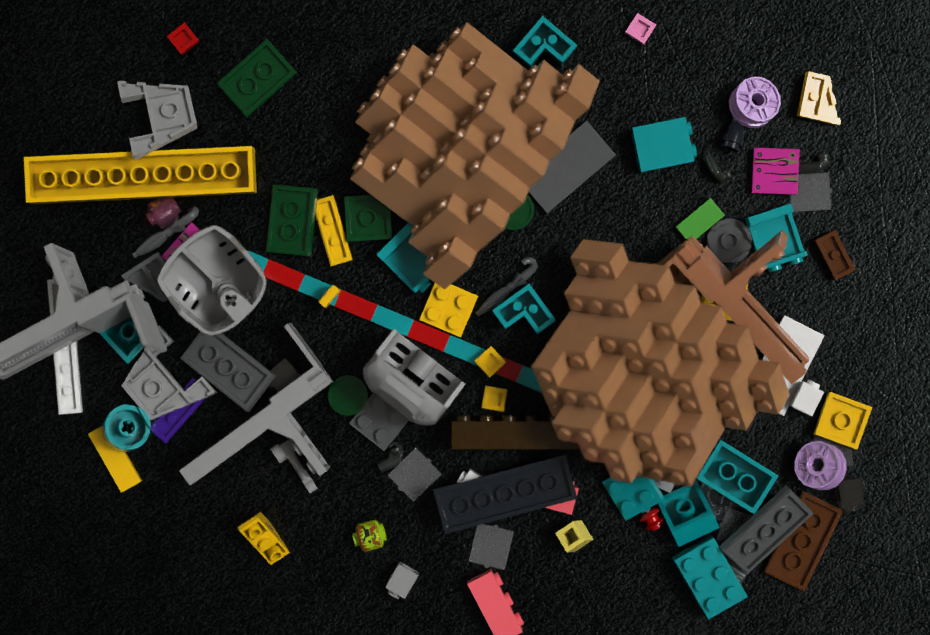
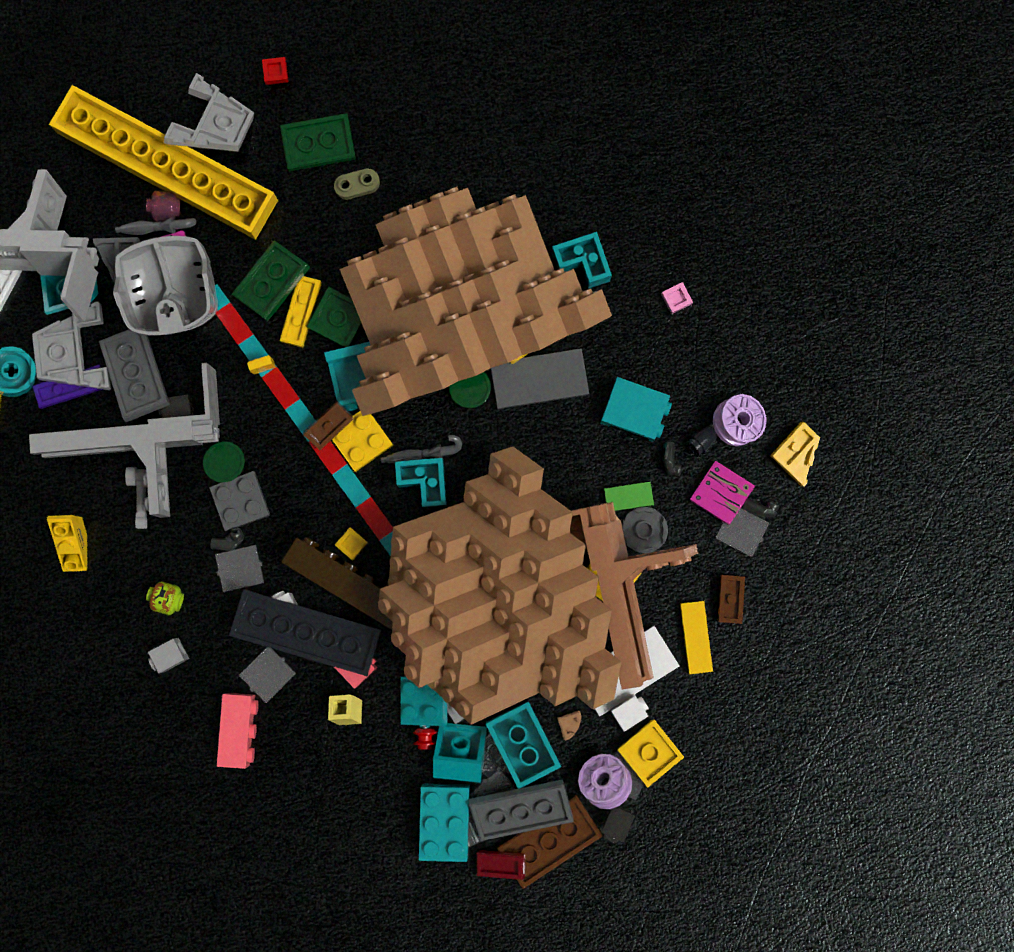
camera: 30 degrees right, 5 degrees down
(314, 95) = (357, 185): none -> olive plate
(403, 393) = (265, 483): light grey piece -> none
(417, 313) = (328, 425): none -> reddish brown plate
(490, 361) = (366, 508): yellow tile -> none
(762, 436) = (569, 724): none -> medium nougat tile
(767, 225) = (687, 533): teal panel -> none
(775, 583) = (501, 864): none -> dark red tile
(824, 303) = (696, 637): none -> yellow tile

